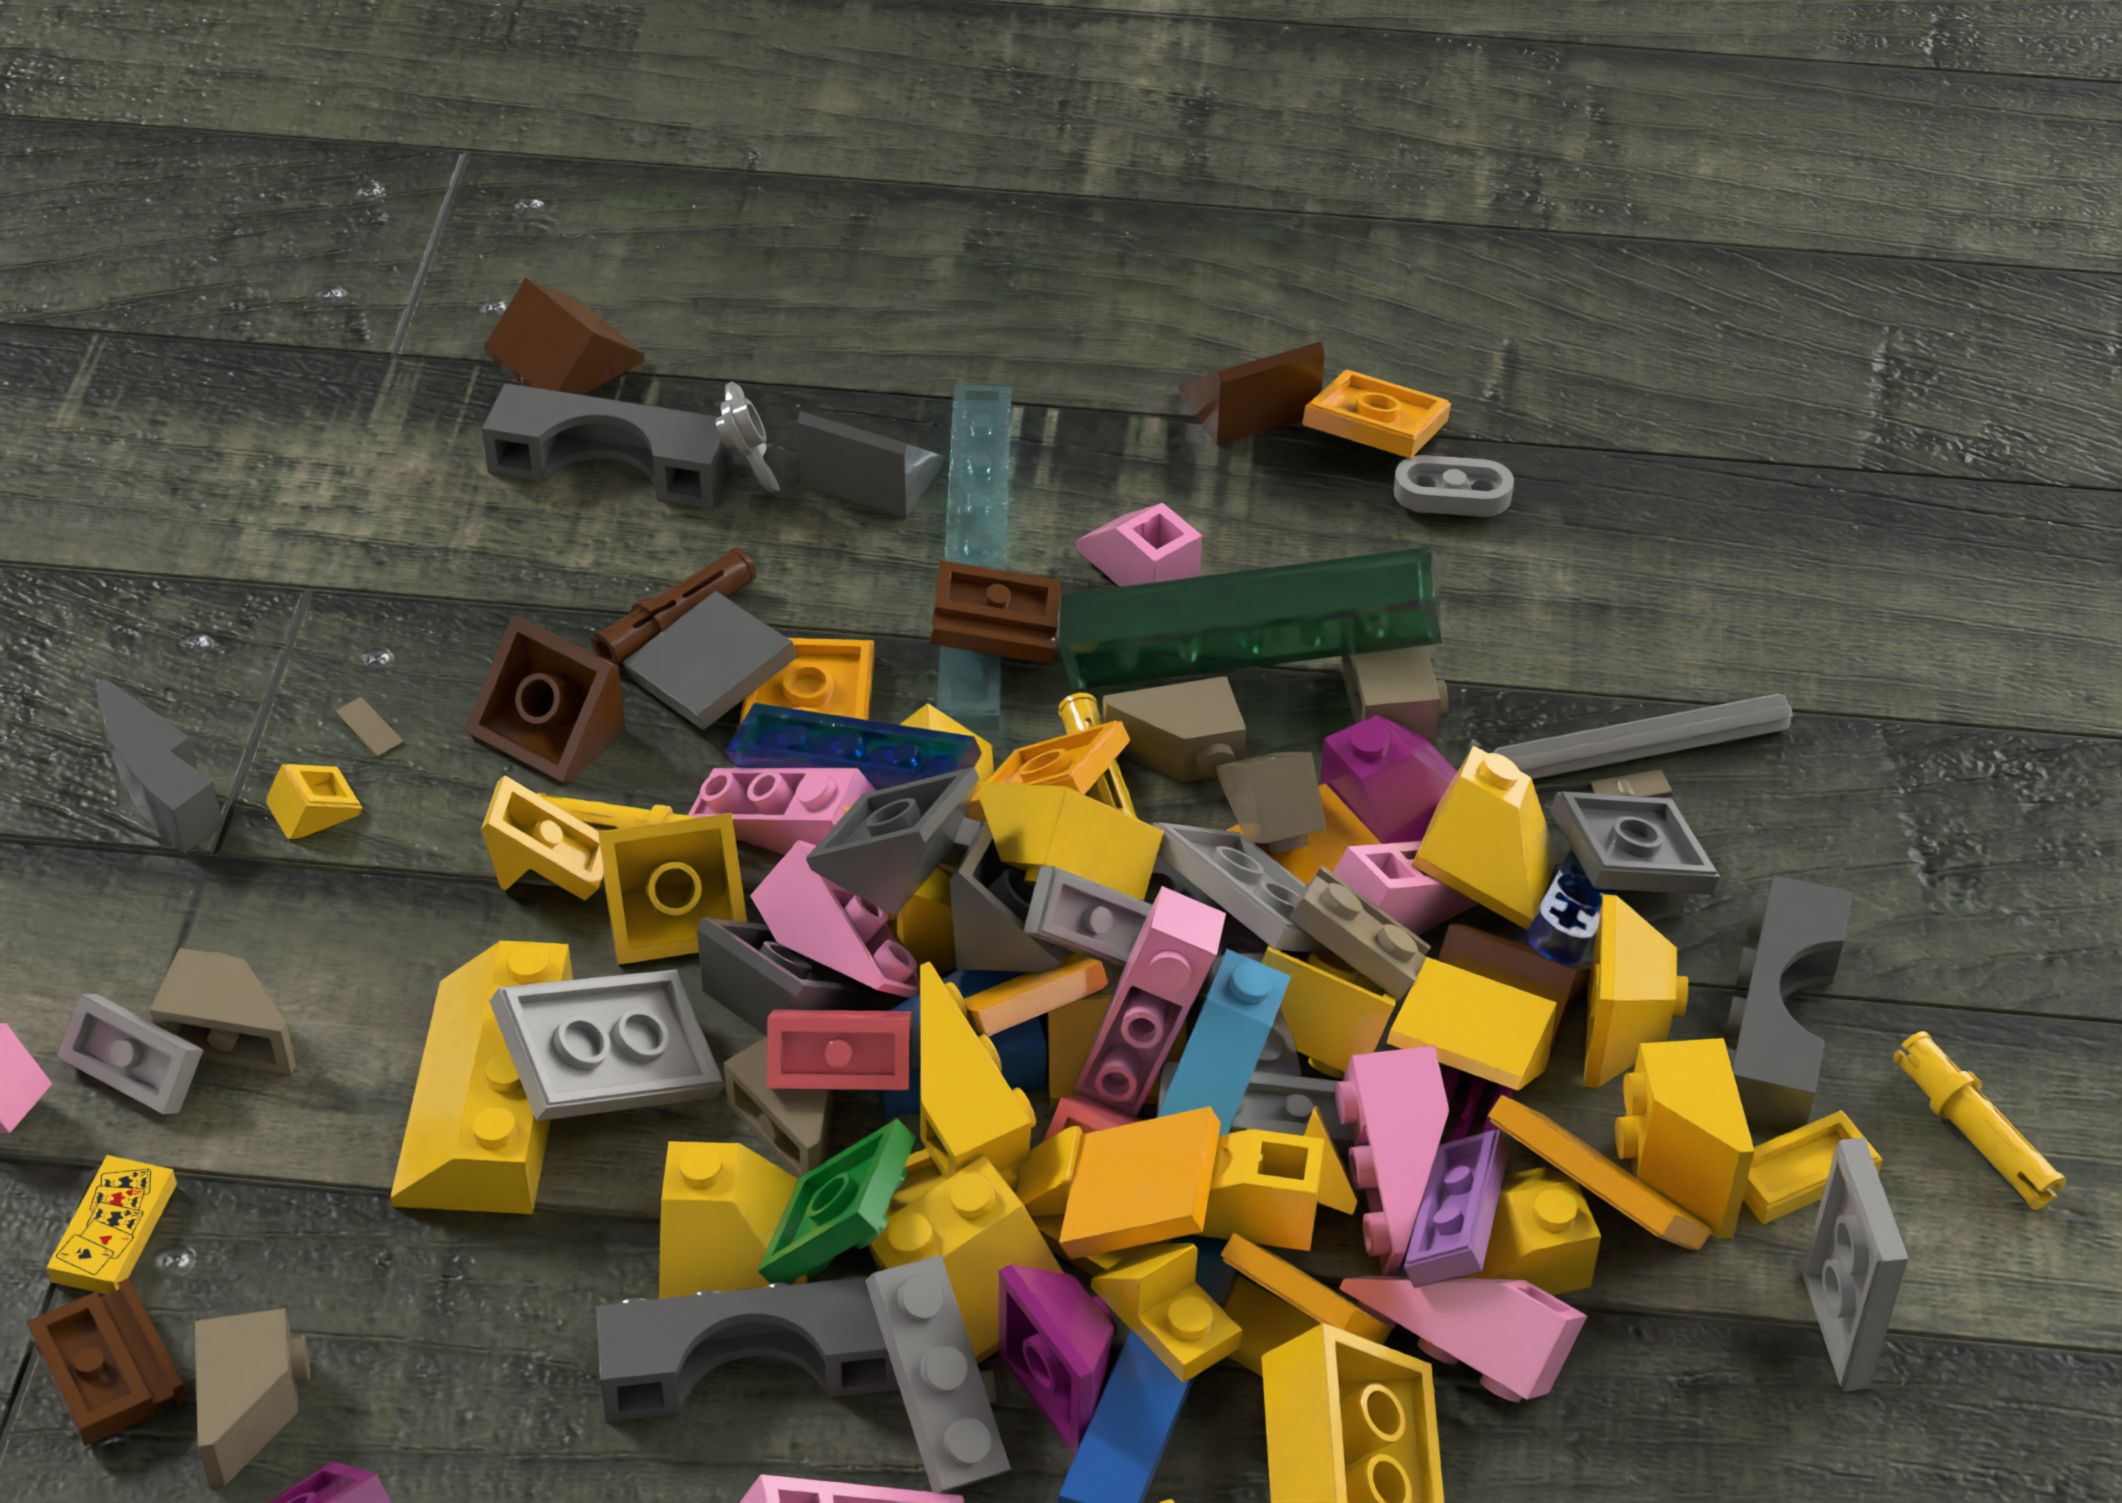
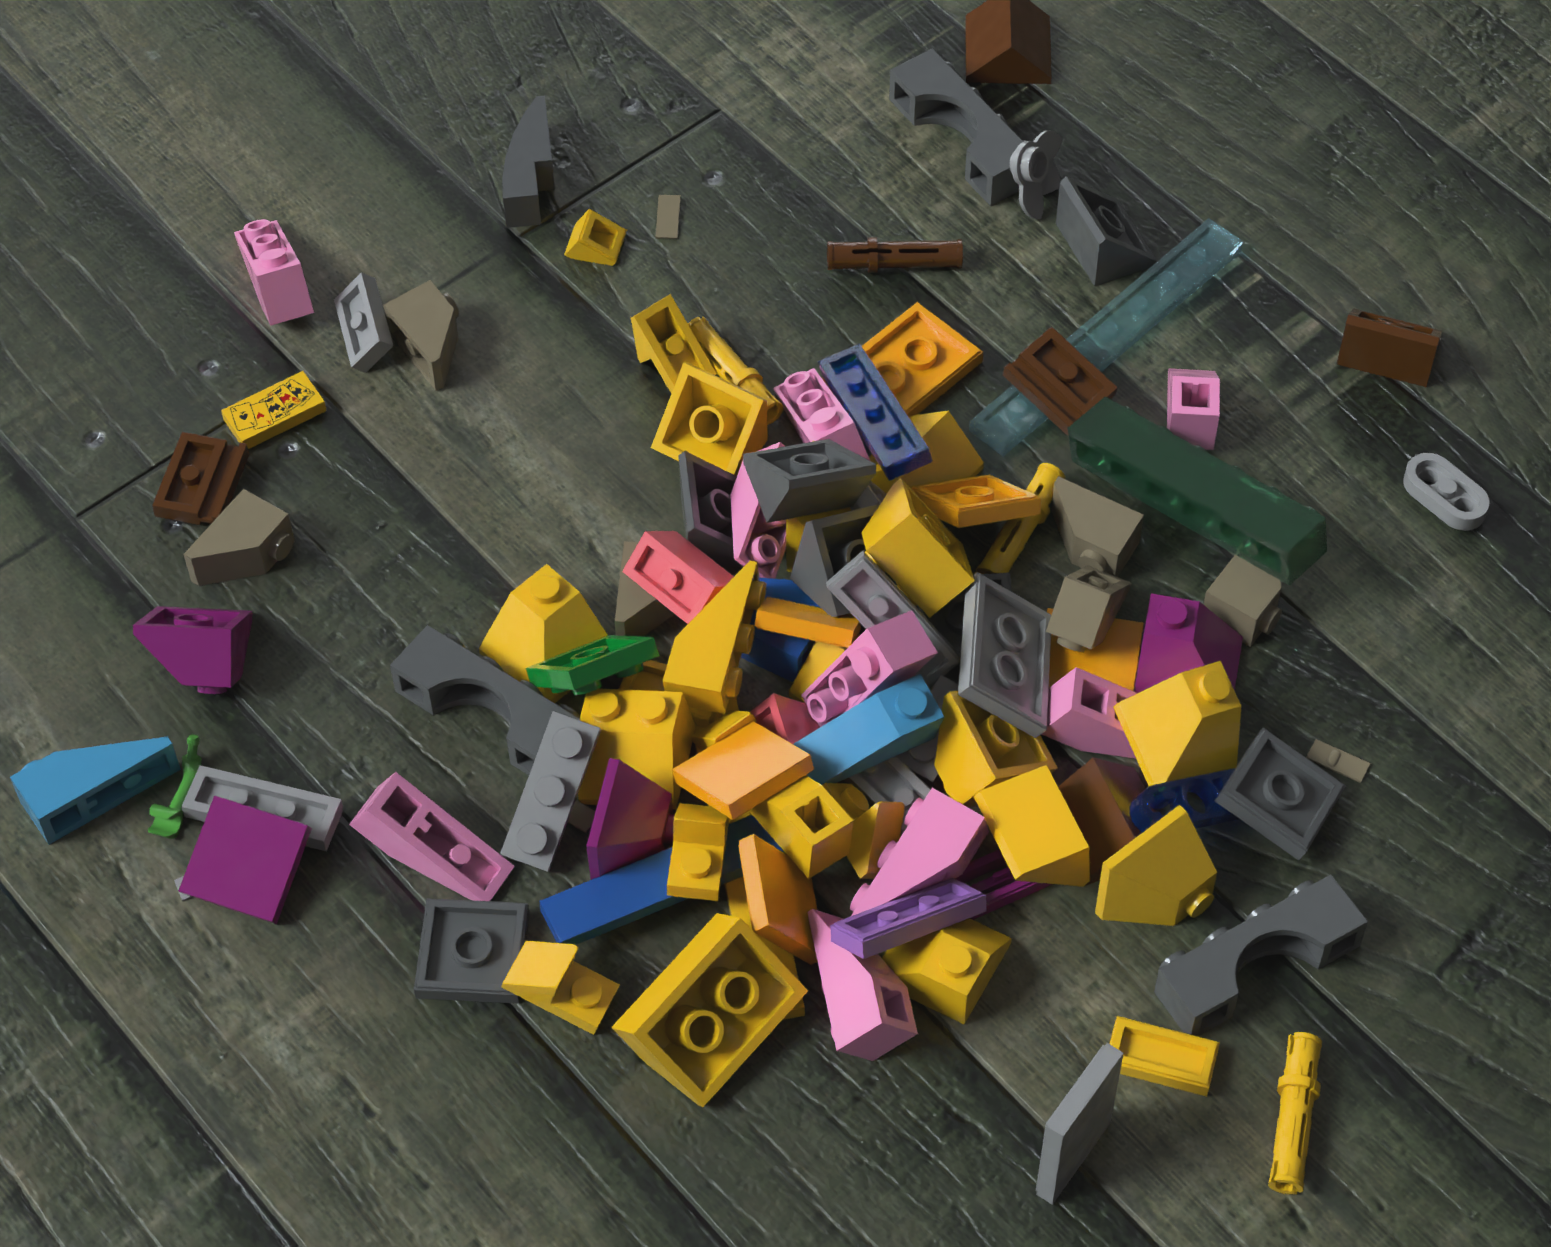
camera: 45 degrees right, 10 degrees up
(470, 1122) = (518, 468): yellow slope -> none
(548, 702) = (759, 268): reddish brown slope -> none
(606, 1044) = (577, 486): light grey tile -> none
(710, 660) = (876, 300): dark grey tile -> none
(1360, 932) = (1027, 721): dark tan plate -> none
(1377, 413) = (1450, 411): light orange tile -> none
(1599, 1174) = (1017, 964): light orange tile -> none
(1650, 736) = (1376, 736): light grey axle -> none
(1688, 1129) = (1096, 976): yellow slope -> none

